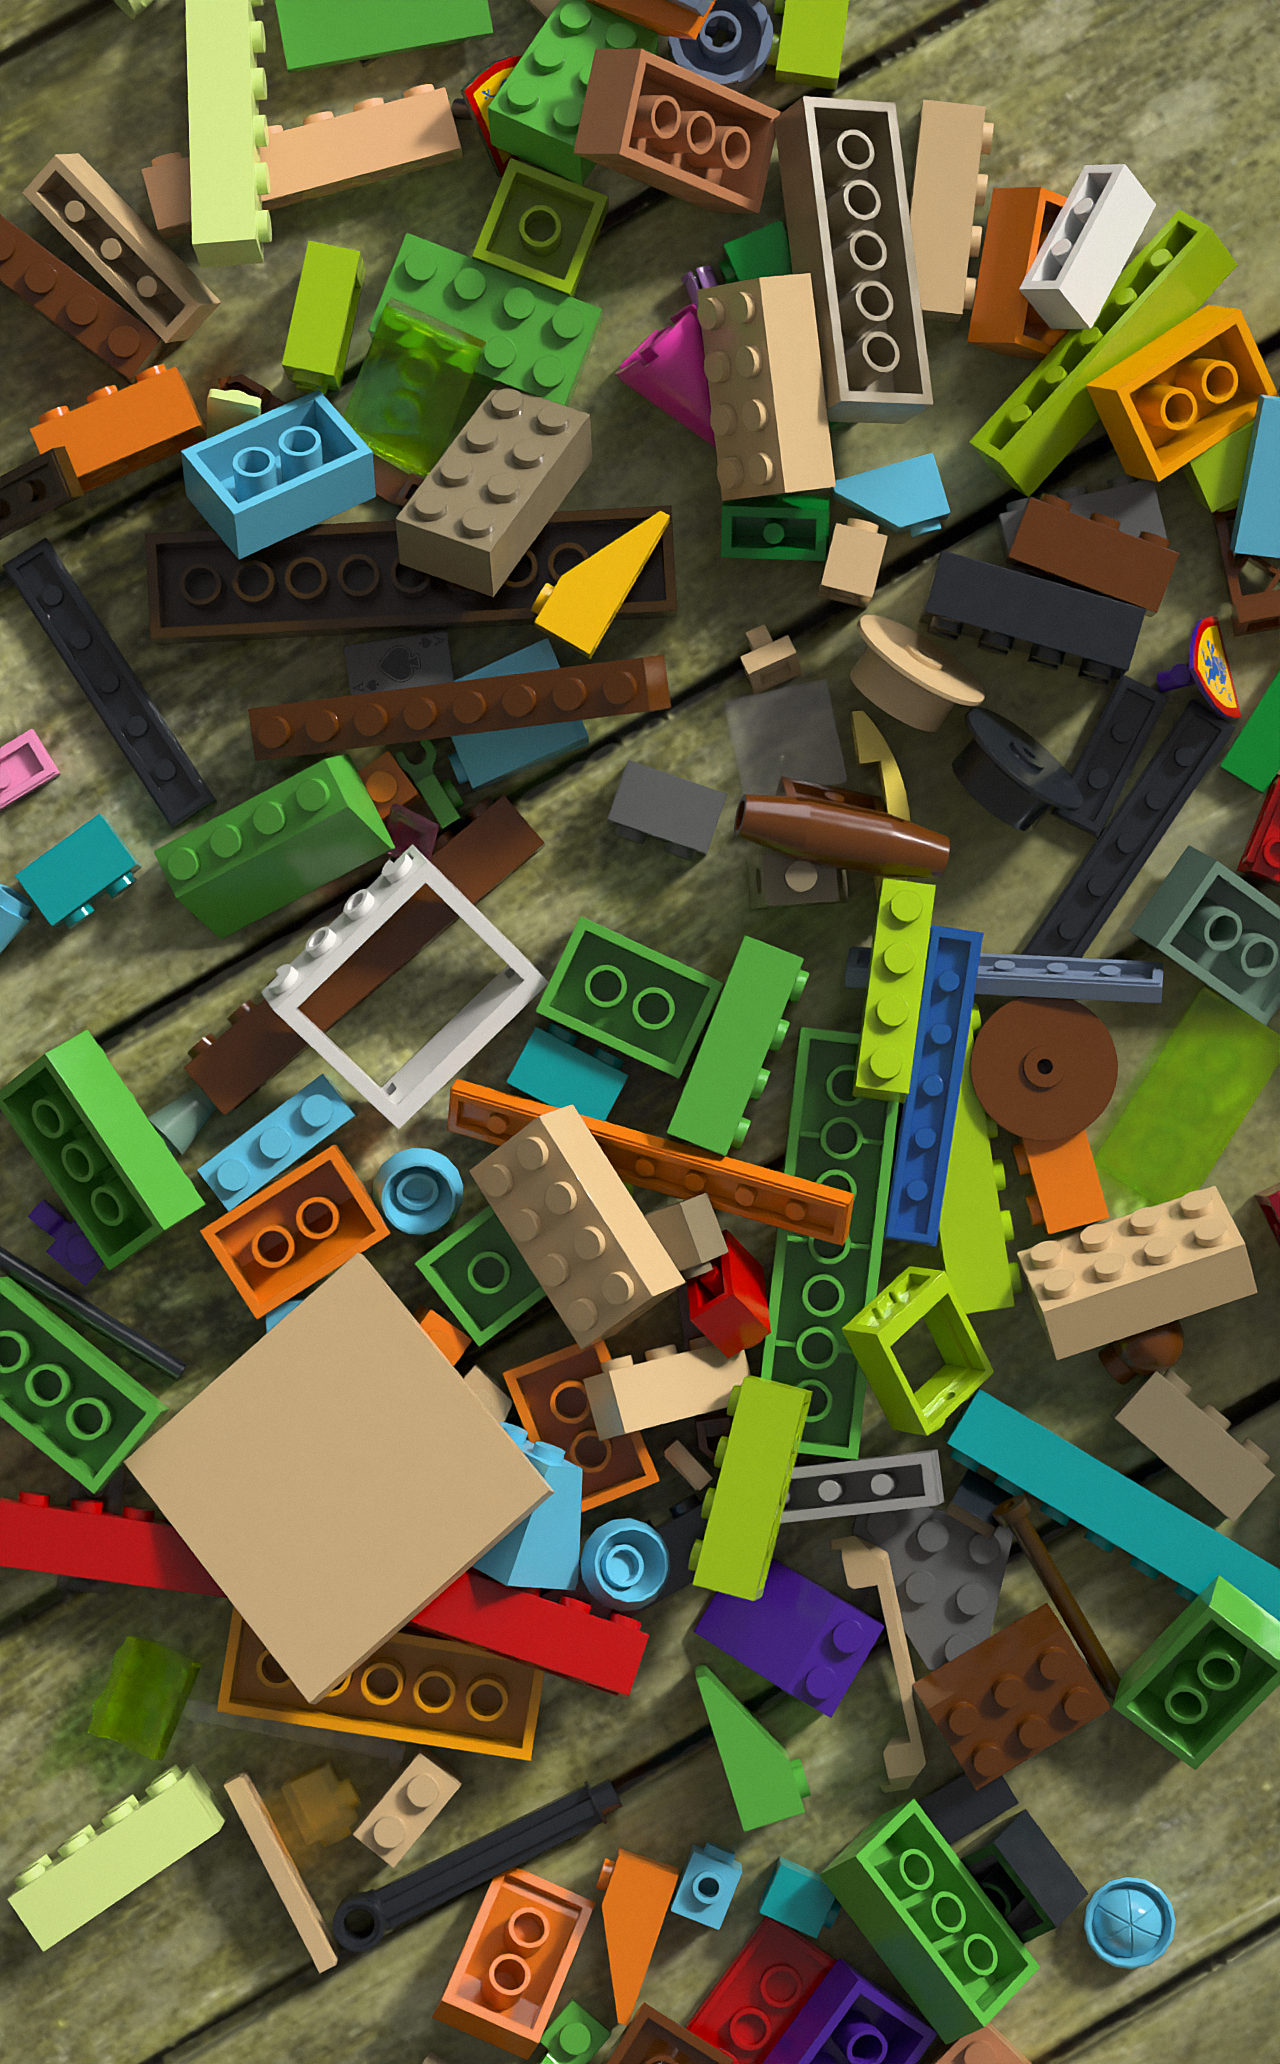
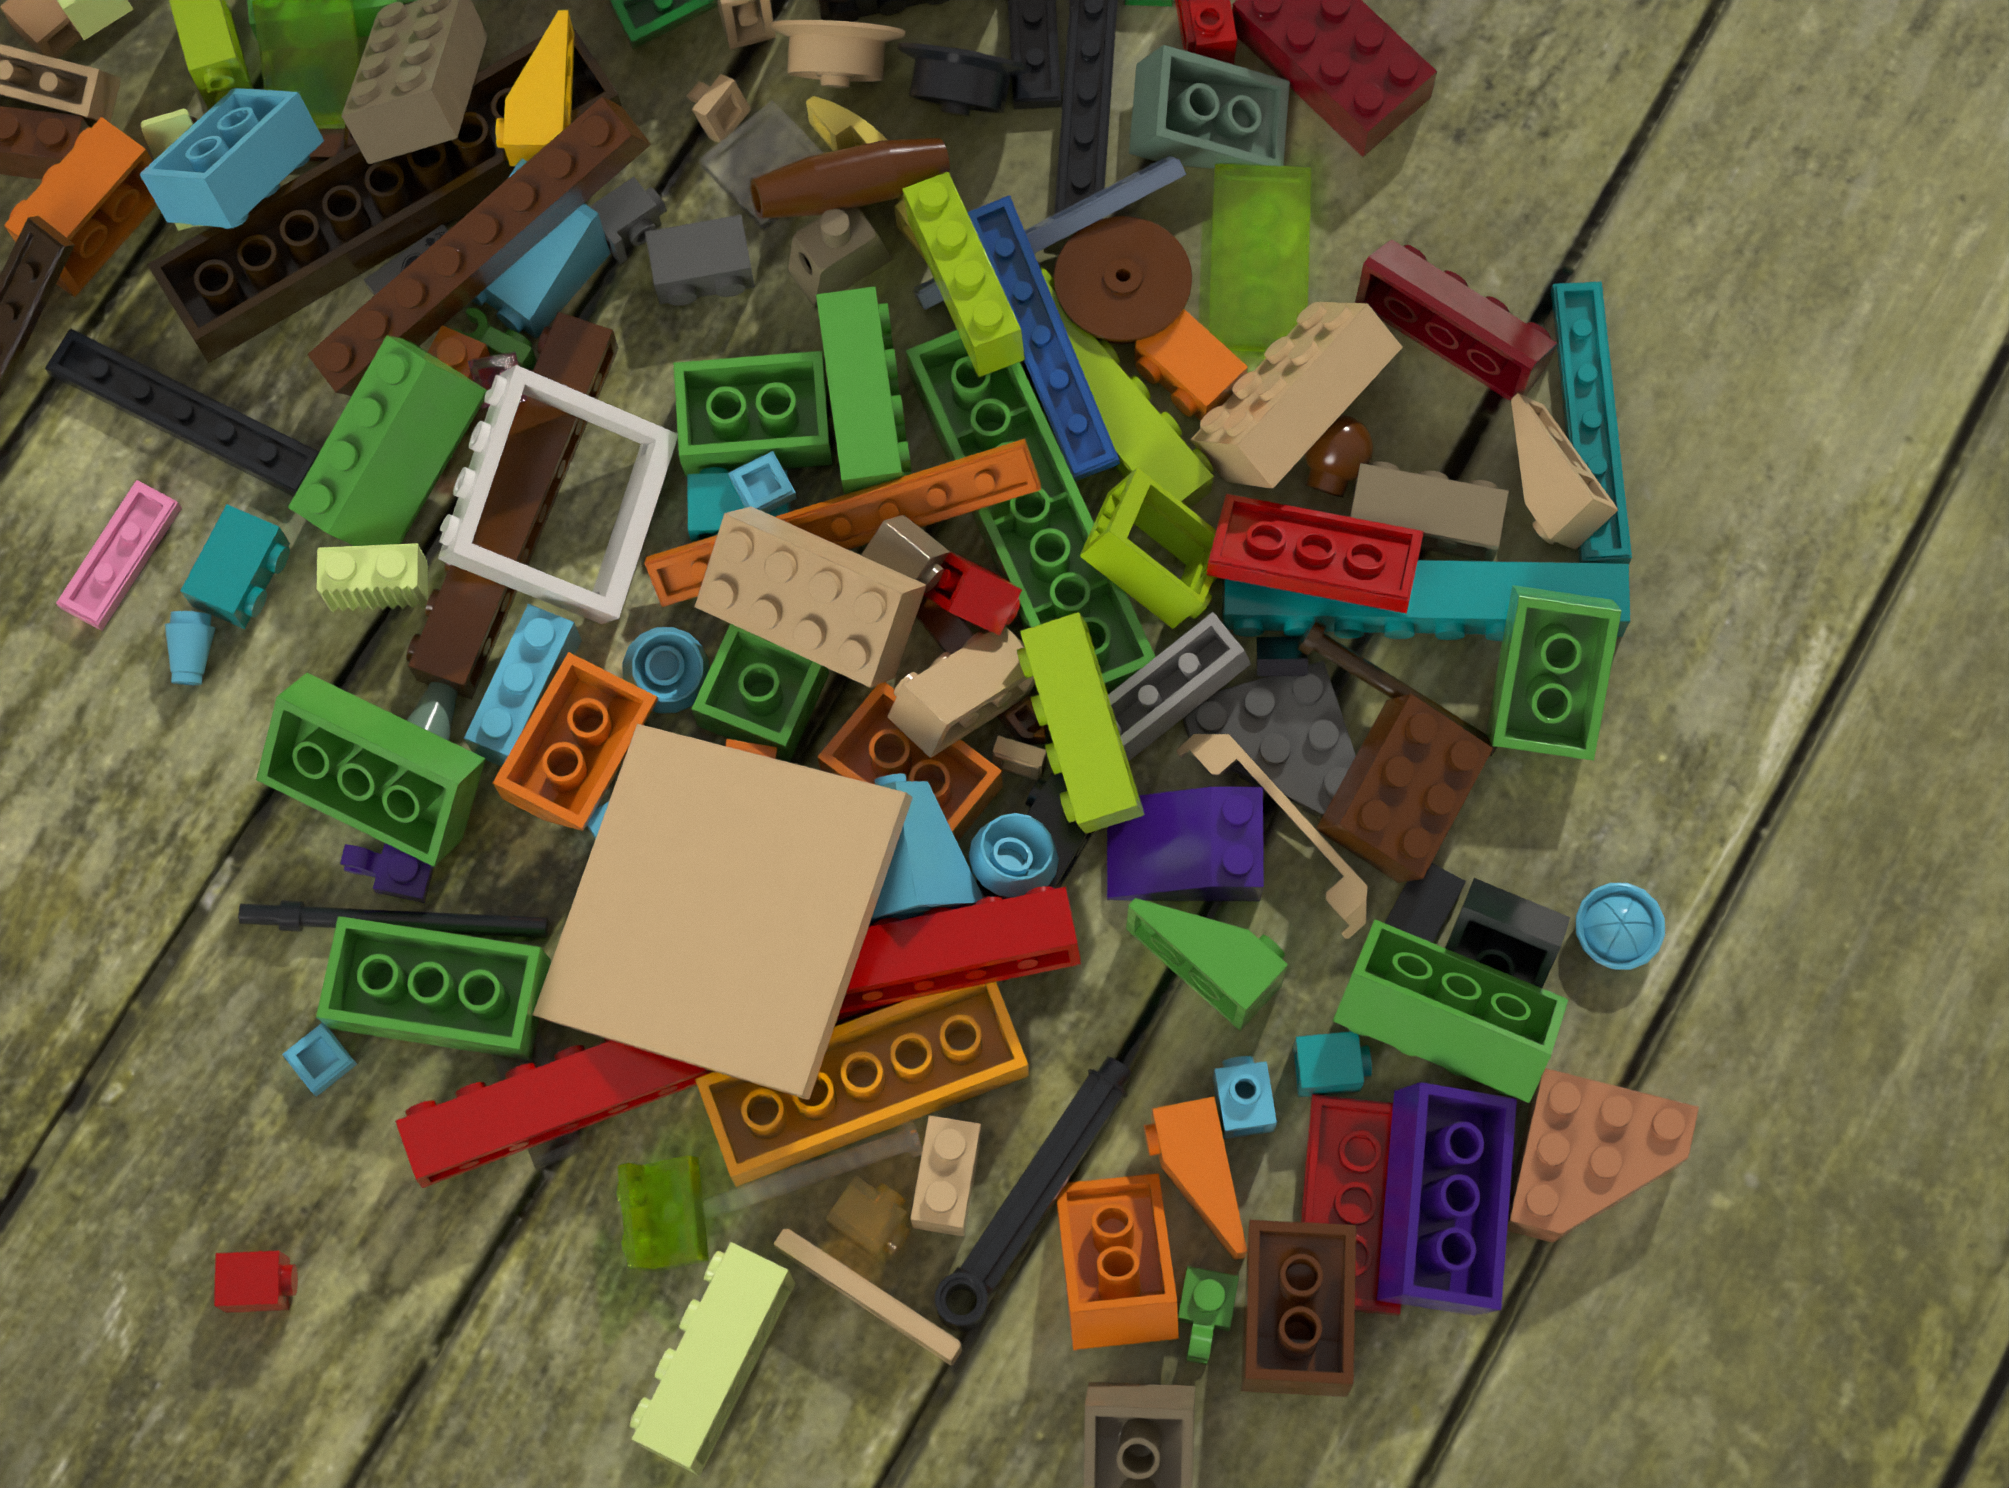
camera: 25 degrees left, 15 degrees down
(197, 954) = (372, 576): none -> yellowish green brick
(597, 1080) = (762, 484): none -> medium azure tile
(624, 733) = (628, 215): none -> dark grey brick
(1061, 1438) = (1315, 553): none -> red tile

